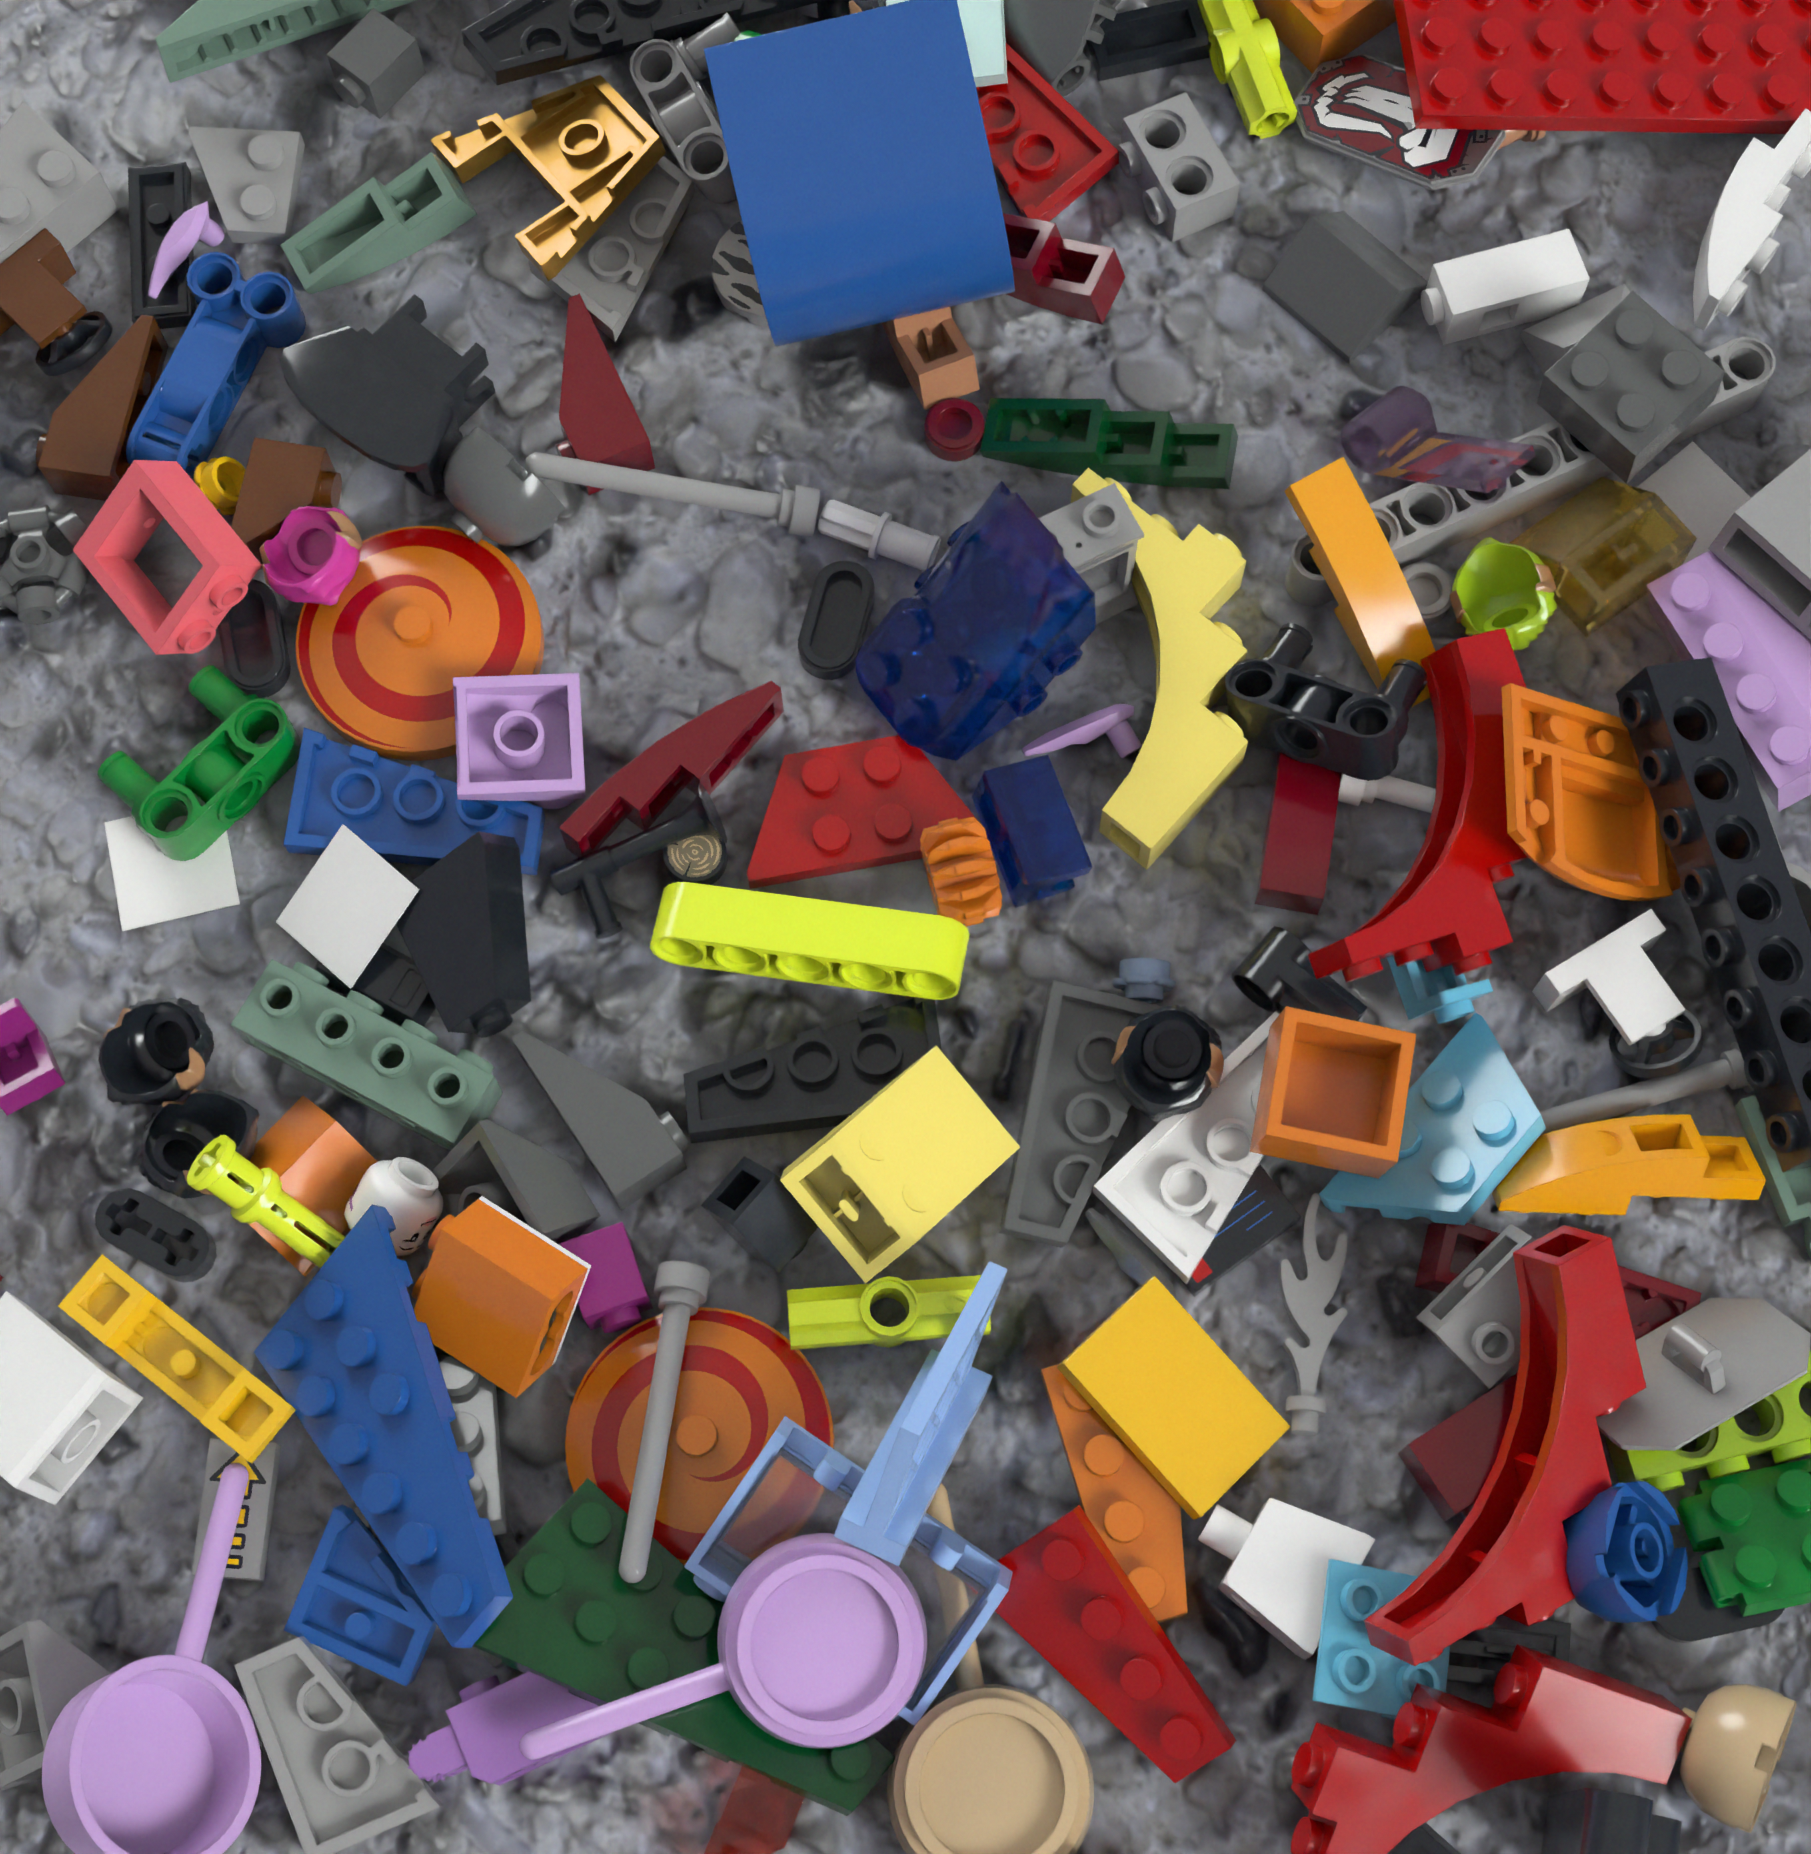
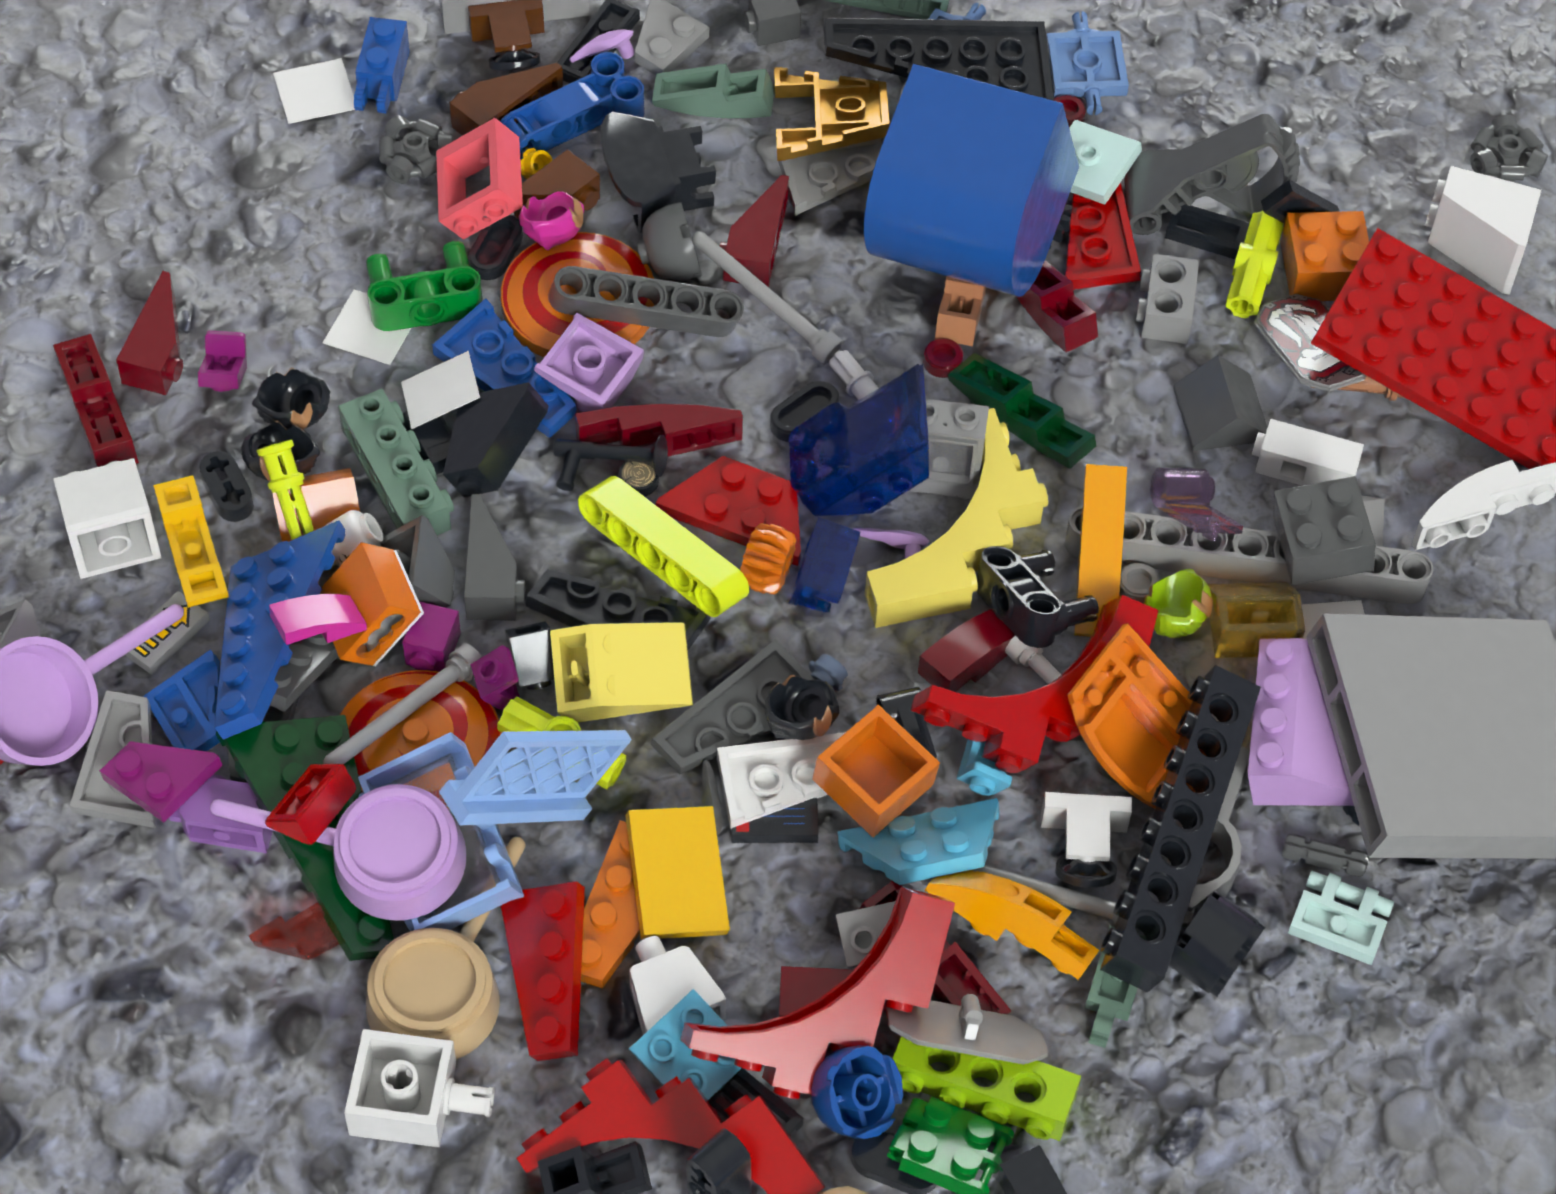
camera: 30 degrees right, 15 degrees down
(408, 1746) = (159, 775): none -> magenta wing
(462, 1379) = (311, 615): none -> slope
(510, 621) = (629, 310): none -> dark grey beam
(657, 1654) = (312, 802): none -> red slope
(745, 1284) = (496, 677): none -> magenta bracket
(1305, 1306) = (786, 883): light grey piece -> none

